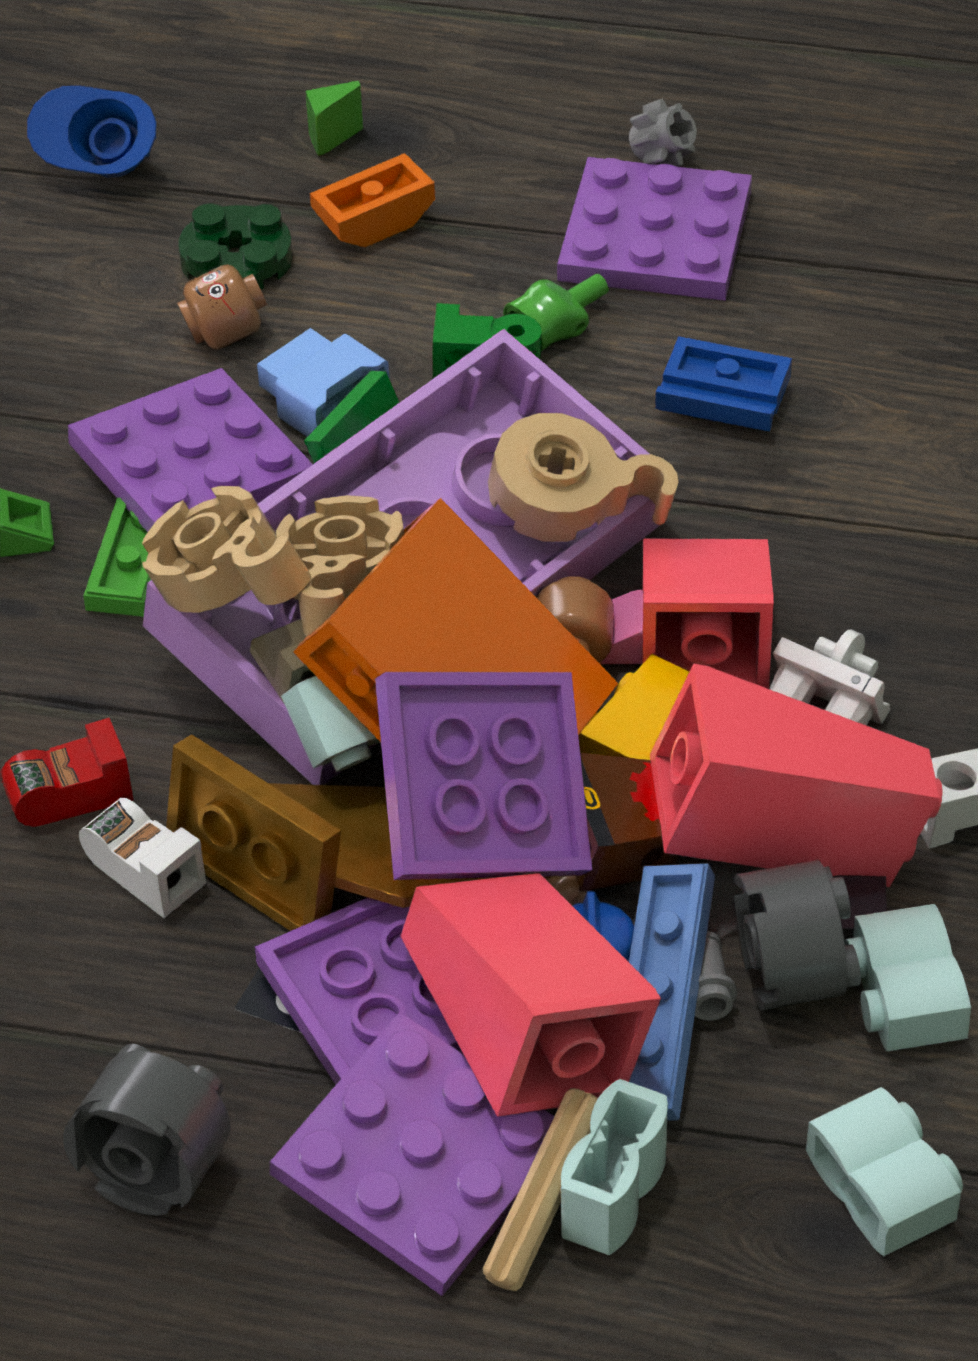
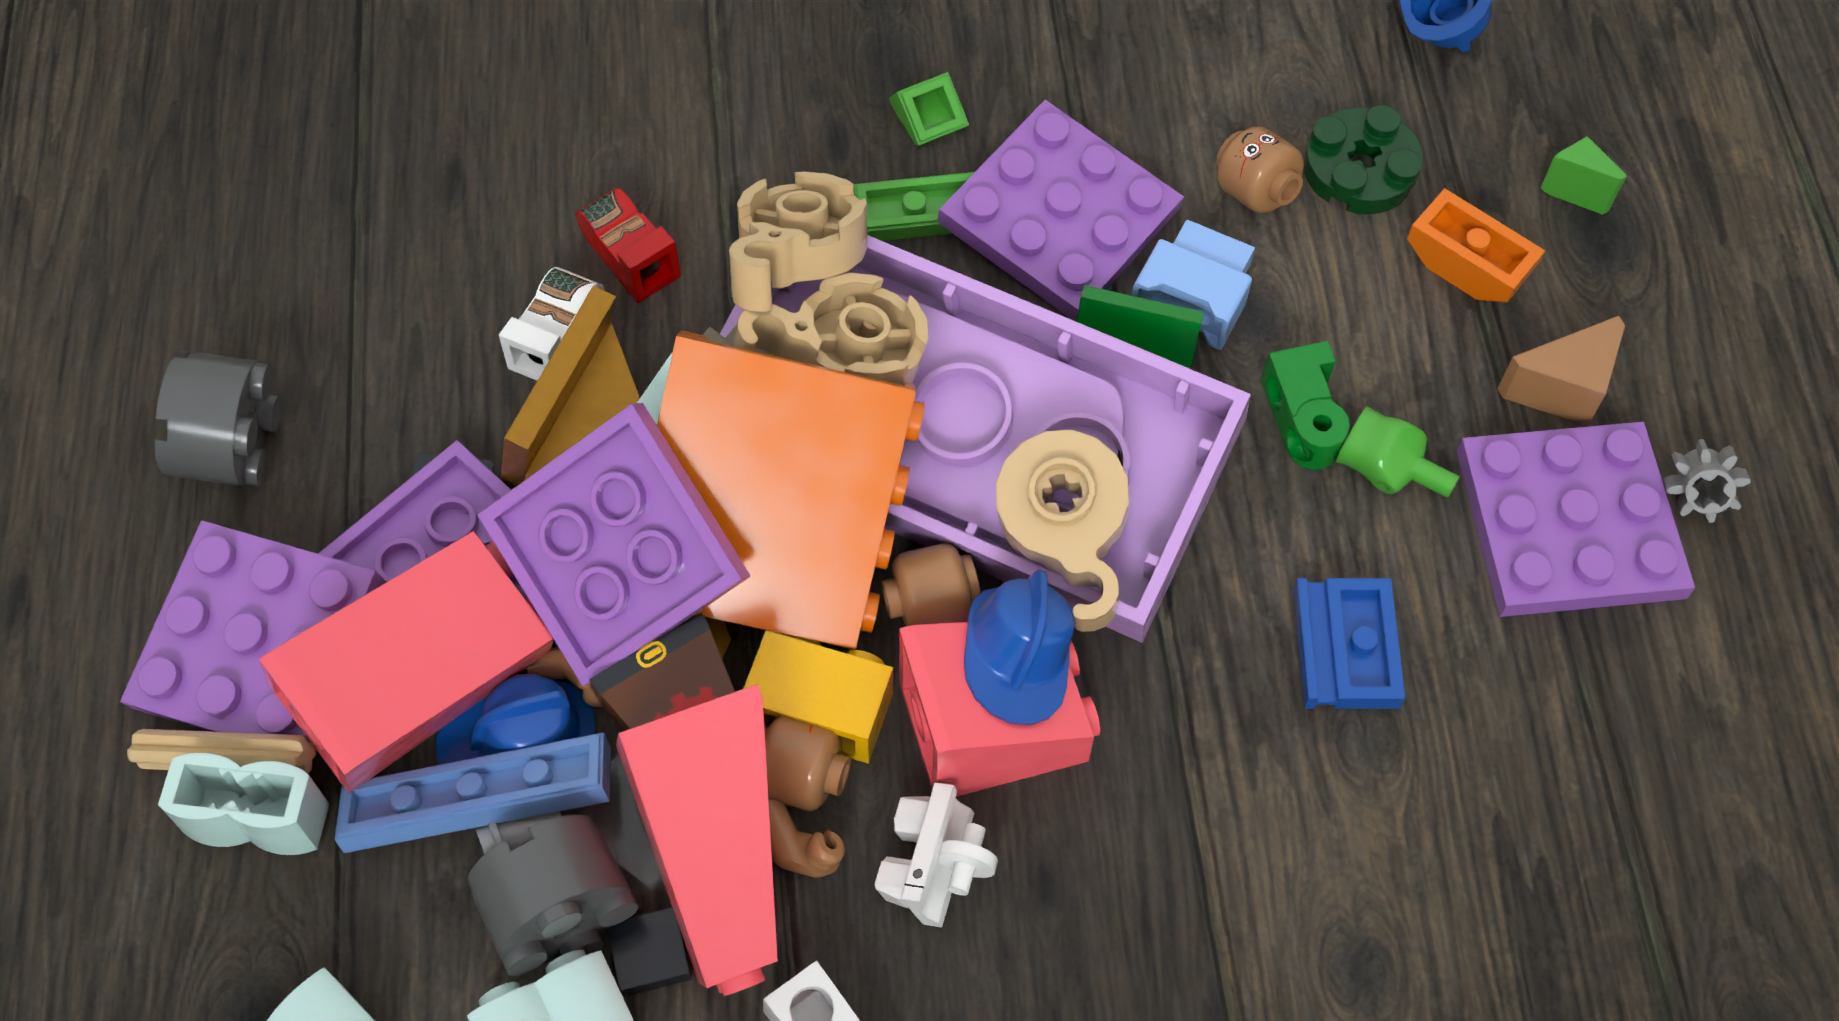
camera: 70 degrees right, 15 degrees up
(529, 180) = (1566, 374): none -> medium nougat slope
(673, 538) = (1019, 649): none -> blue piece

